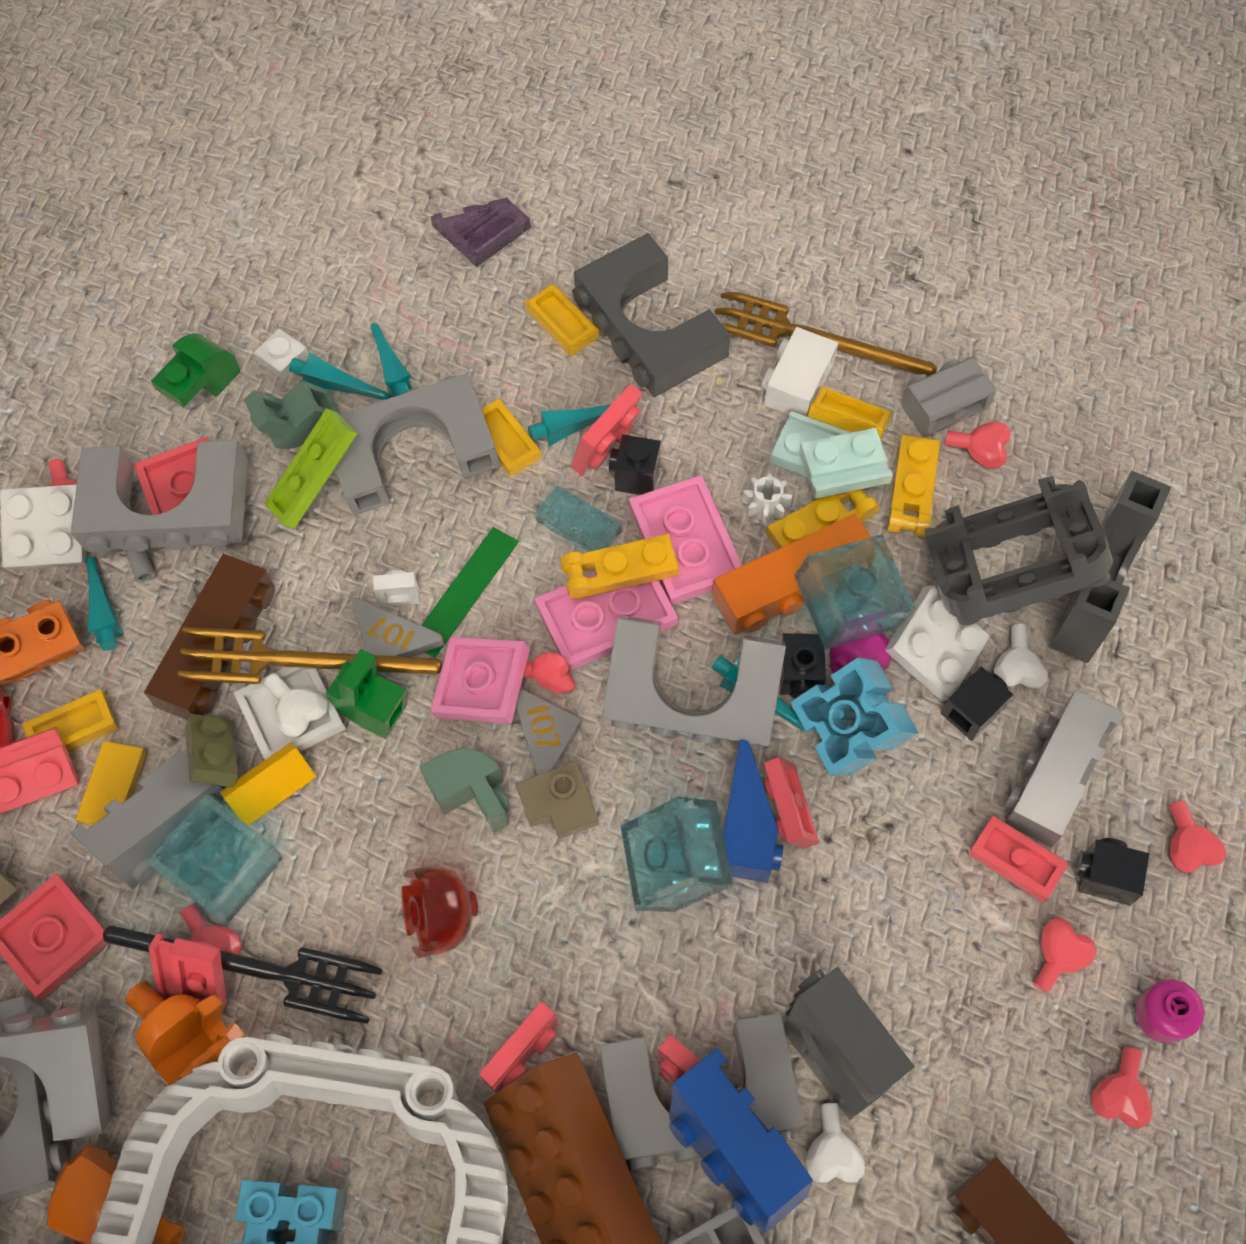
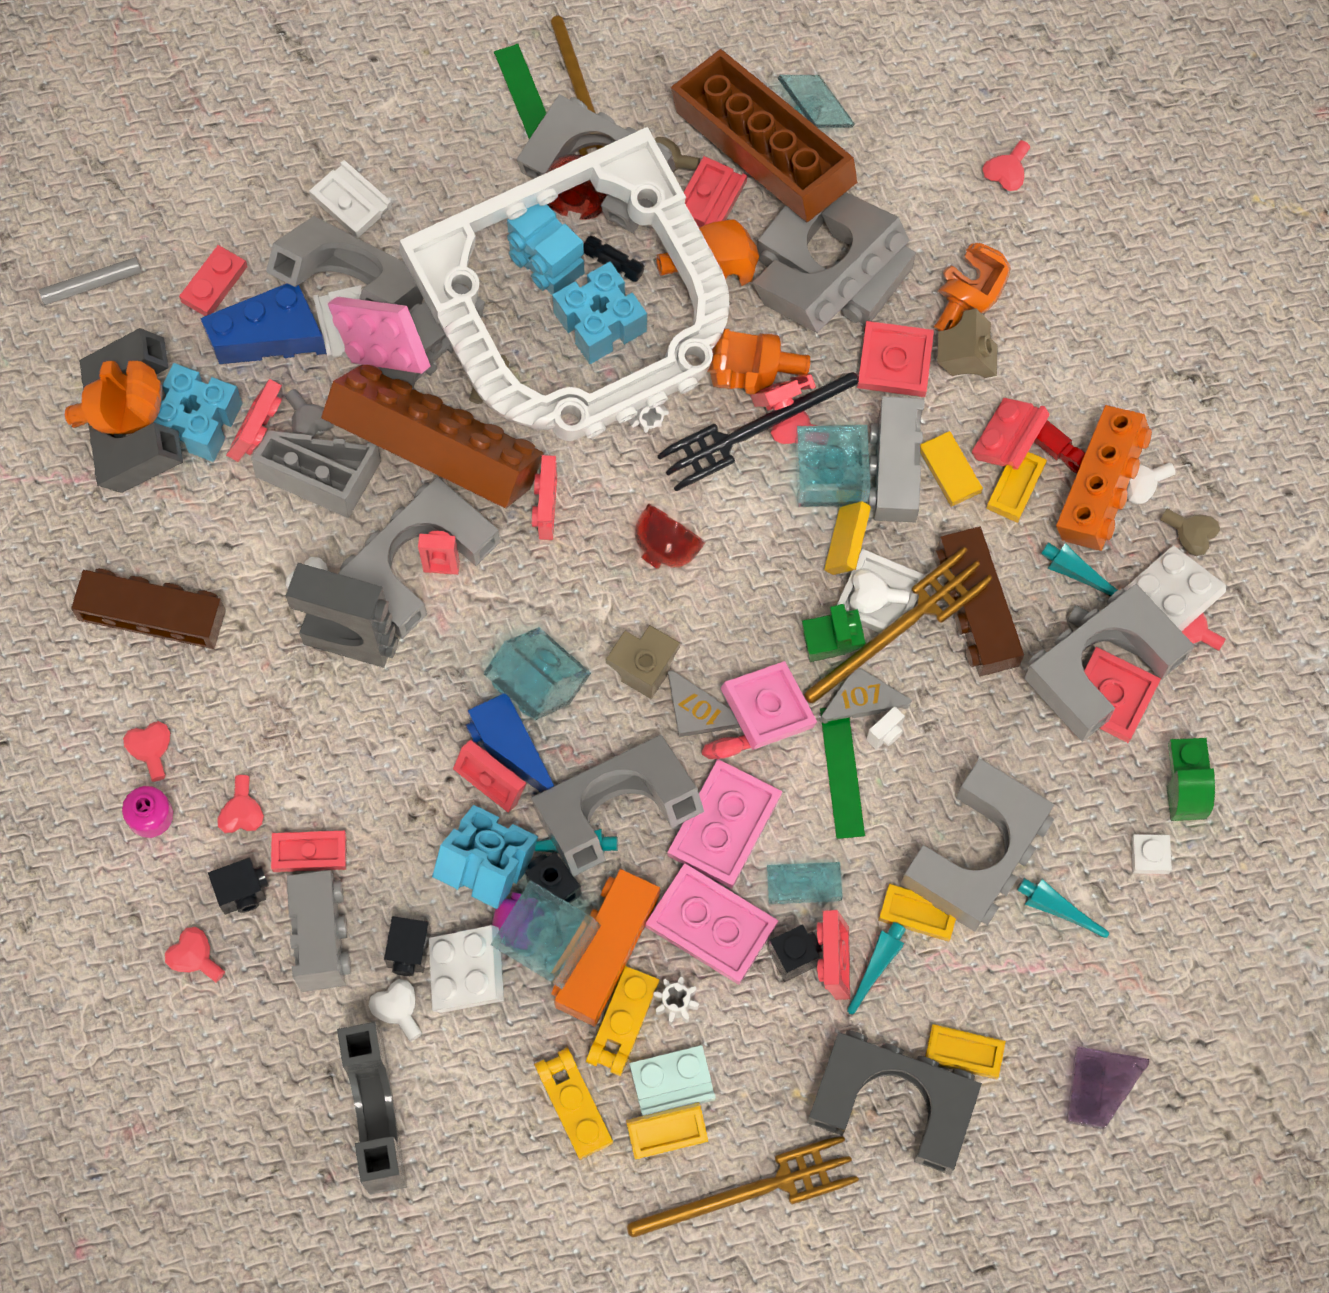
camera: 140 degrees right, 5 degrees up
(210, 750) = (901, 525): olive plate -> none
(289, 418) = (1084, 799): sand green brick -> none
(310, 468) = (1024, 761): lime plate -> none
(329, 377) = (1103, 857): teal piece -> none
(466, 776) = (719, 639): sand green brick -> none
(620, 566) = (737, 857): yellow plate -> none
(736, 1145) = (367, 518): blue wedge -> none
(800, 372) = (733, 1136): white brick -> none
(845, 463) = (635, 1070): light aqua plate -> none
(947, 396) = (599, 1204): light grey brick -> none
(983, 443) = (543, 1185): coral rock -> none
(1078, 530) = (389, 1064): dark grey plate -> none

